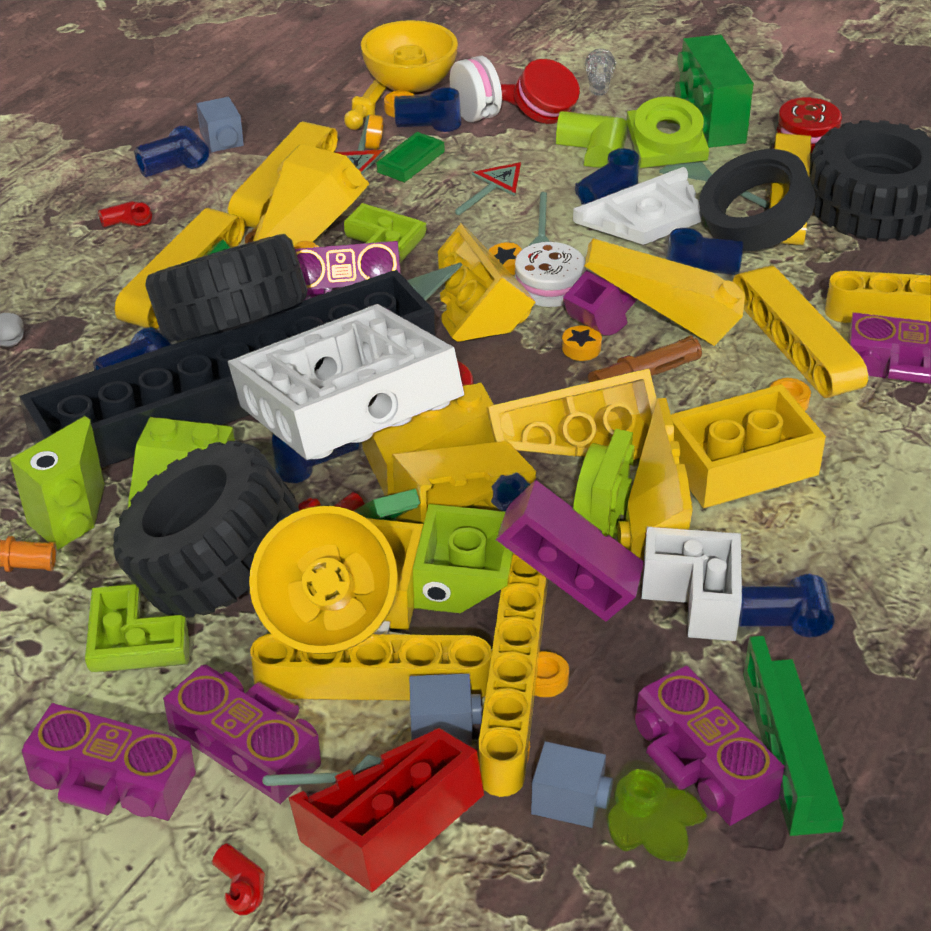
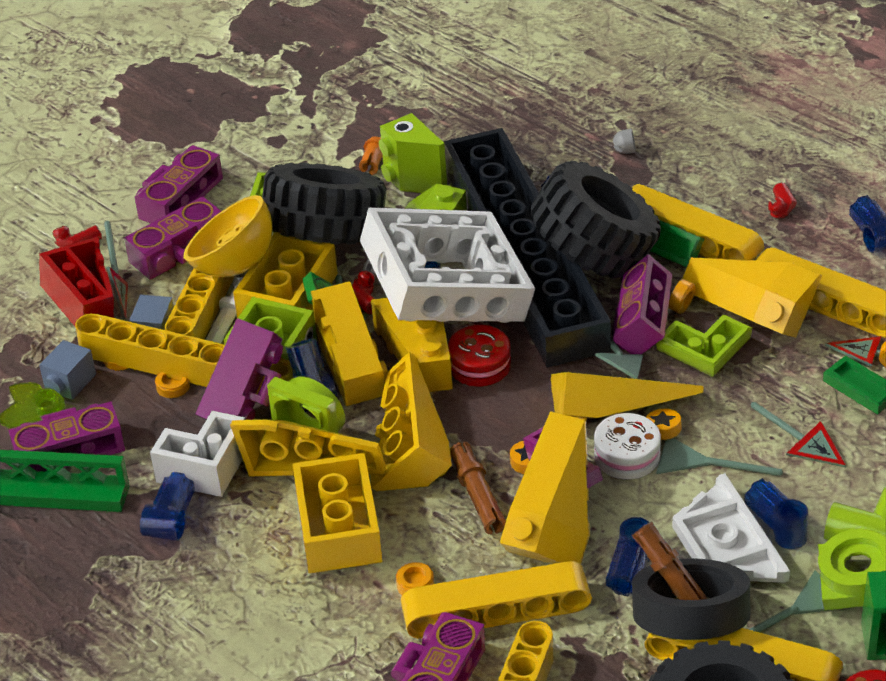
camera: 105 degrees right, 0 degrees up
(734, 204) = (667, 563): none -> dark orange pin

